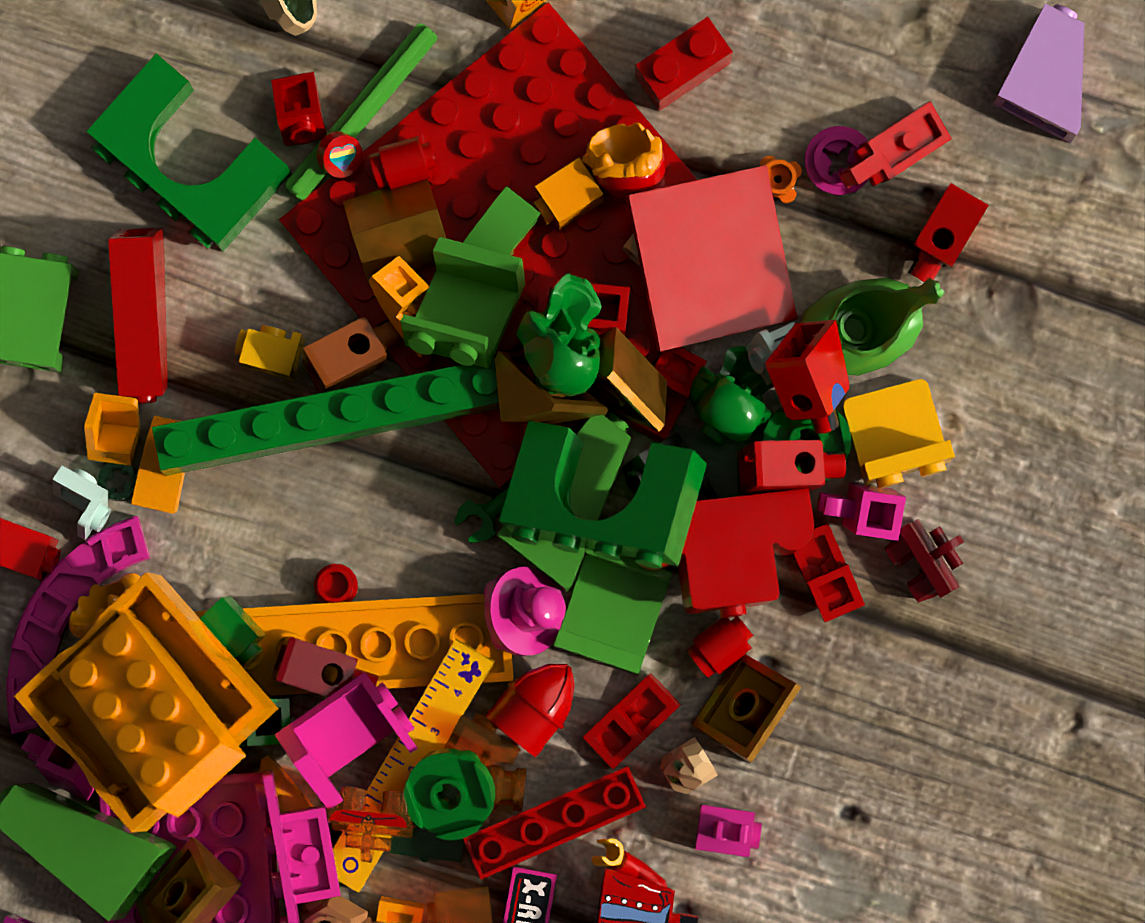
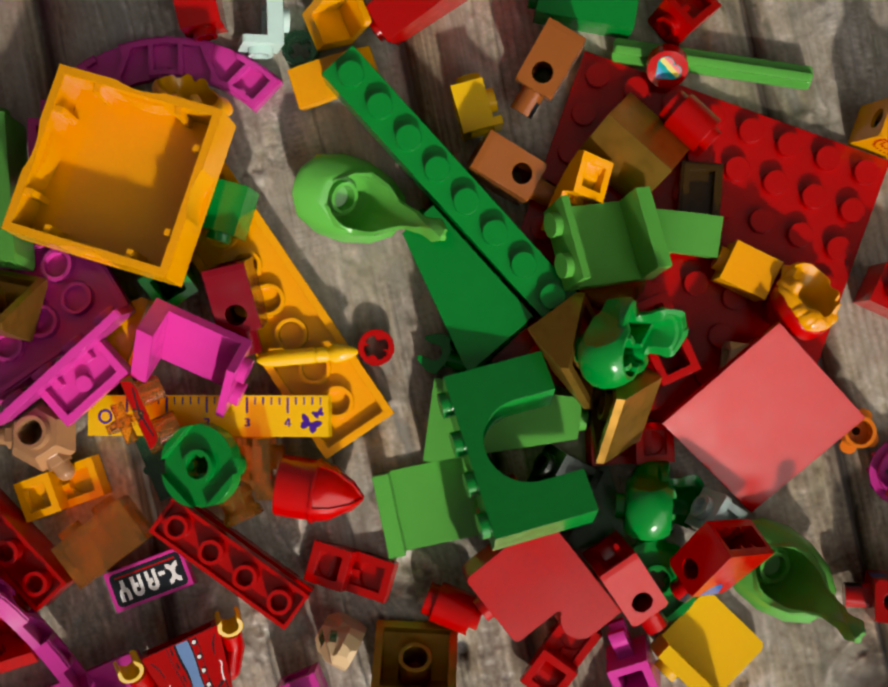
camera: 50 degrees right, 5 degrees up
(151, 715) = (102, 186): light orange brick -> none
(262, 248) = (555, 50): none -> dark orange torso
(295, 497) = (356, 202): none -> bright green hat
(335, 584) = (320, 271): red plate -> none
(419, 613) = (309, 355): none -> yellow piece
(427, 566) = (379, 335): none -> red bush
(439, 457) = (468, 295): none -> green slope
(468, 190) = (700, 187): none -> dark brown tile
(523, 611) = (385, 435): dark pink plate -> none

